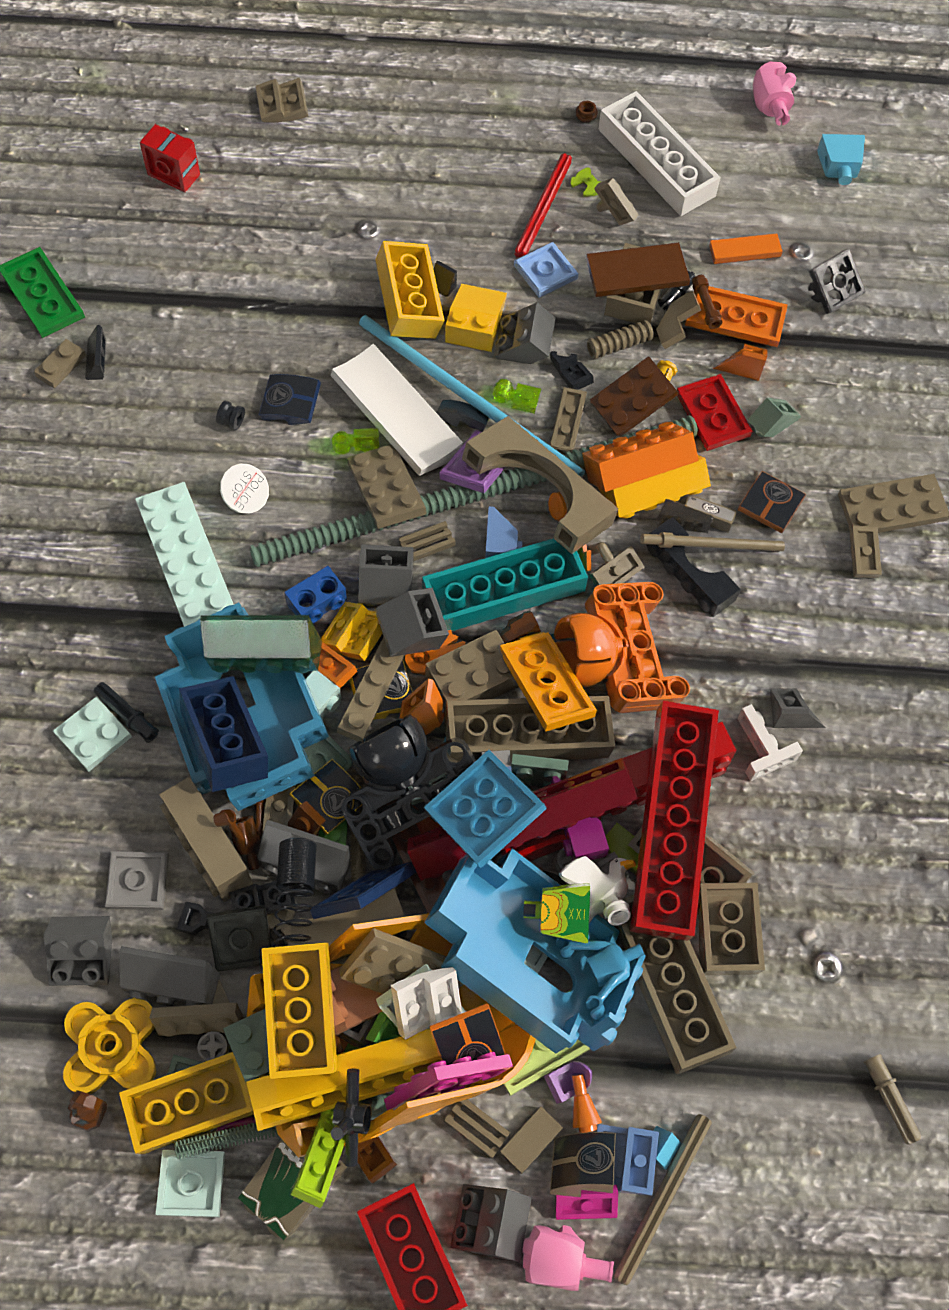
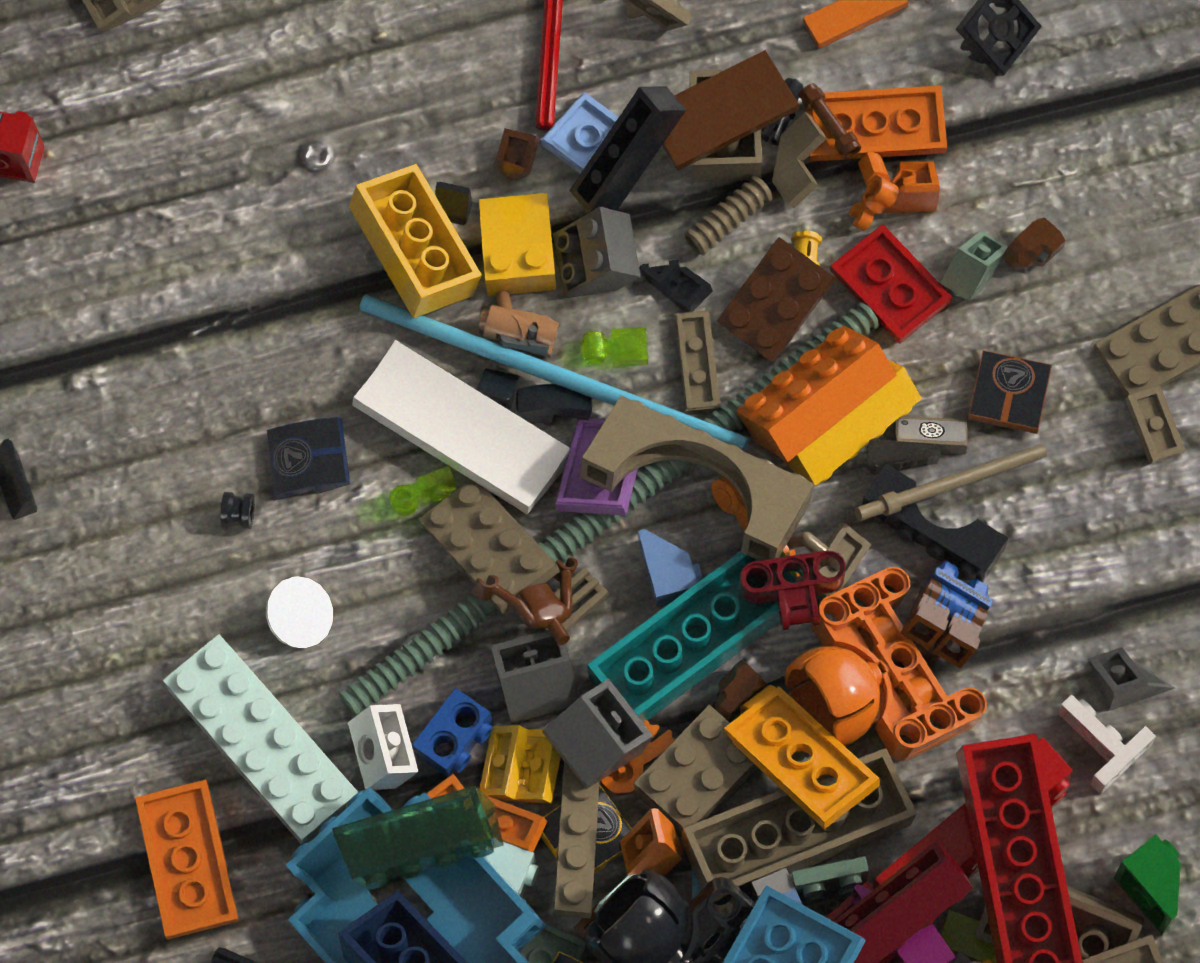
camera: 10 degrees left, 5 degrees up
(105, 619) = (186, 859): none -> orange plate
(265, 587) = (383, 747): none -> white brick
(403, 527) = (537, 603): none -> reddish brown piece
(432, 395) = (499, 386): none -> black slope
(457, 363) = (518, 328): none -> medium nougat piece
(495, 263) = (516, 154): none -> reddish brown plate
(568, 270) = (628, 148): none -> black brick
(581, 577) = (795, 600): none -> dark red beam
(689, 619) = (950, 612): none -> reddish brown hips
(722, 355) = (879, 192): none -> orange bar
(768, 846) = (1153, 881): none -> green slope
(818, 417) = (1034, 245): none -> reddish brown rock

